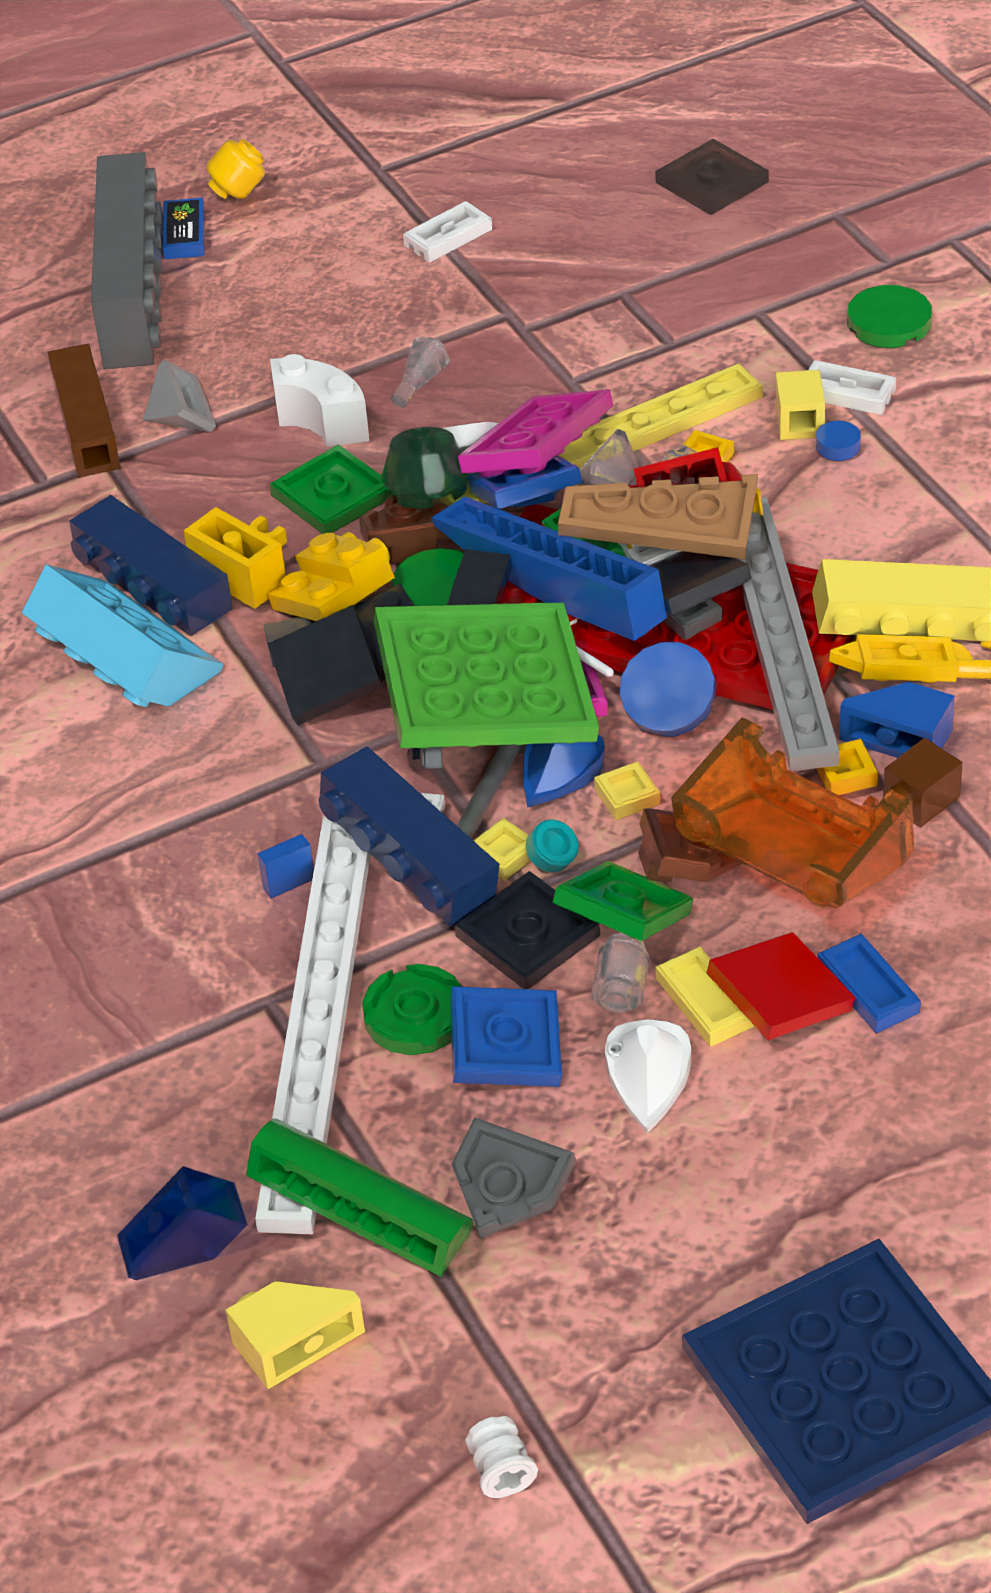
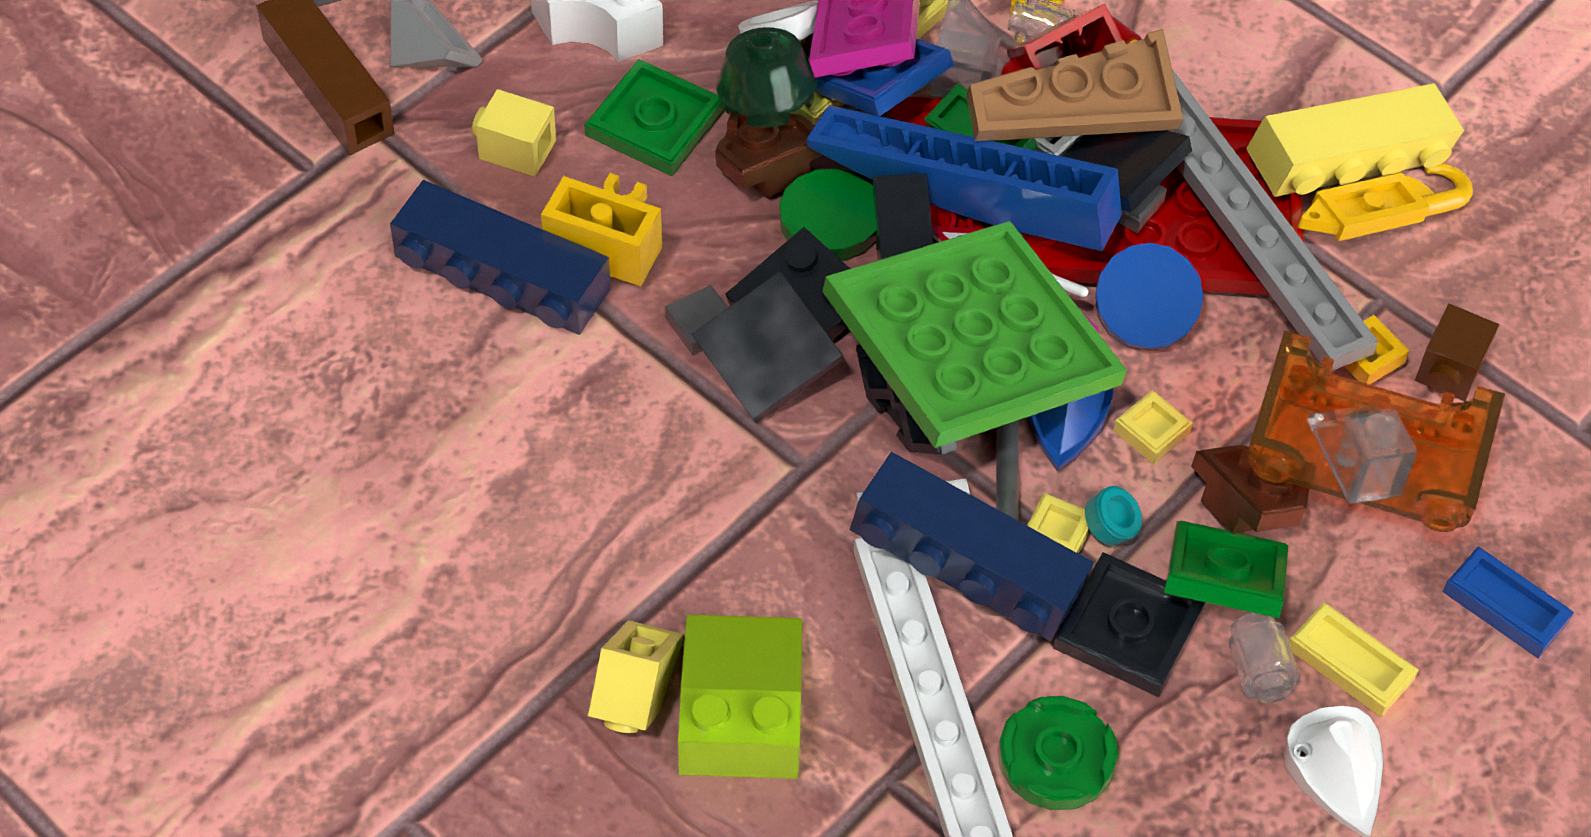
camera: 25 degrees left, 10 degrees up
(96, 876) = (634, 676): none -> light yellow slope
(118, 637) = (508, 359): medium azure slope -> none
(172, 913) = (740, 697): none -> lime slope
(209, 478) = (515, 132): none -> light yellow brick
(286, 866) = (840, 610): blue tile -> none
(332, 576) = (721, 234): yellow plate -> none
(505, 1036) = (1176, 765): blue tile -> none
(778, 831) = (1365, 450): none -> clear slope
(780, 985) = (1430, 630): red tile -> none
(897, 718) = (1403, 283): blue slope -> none

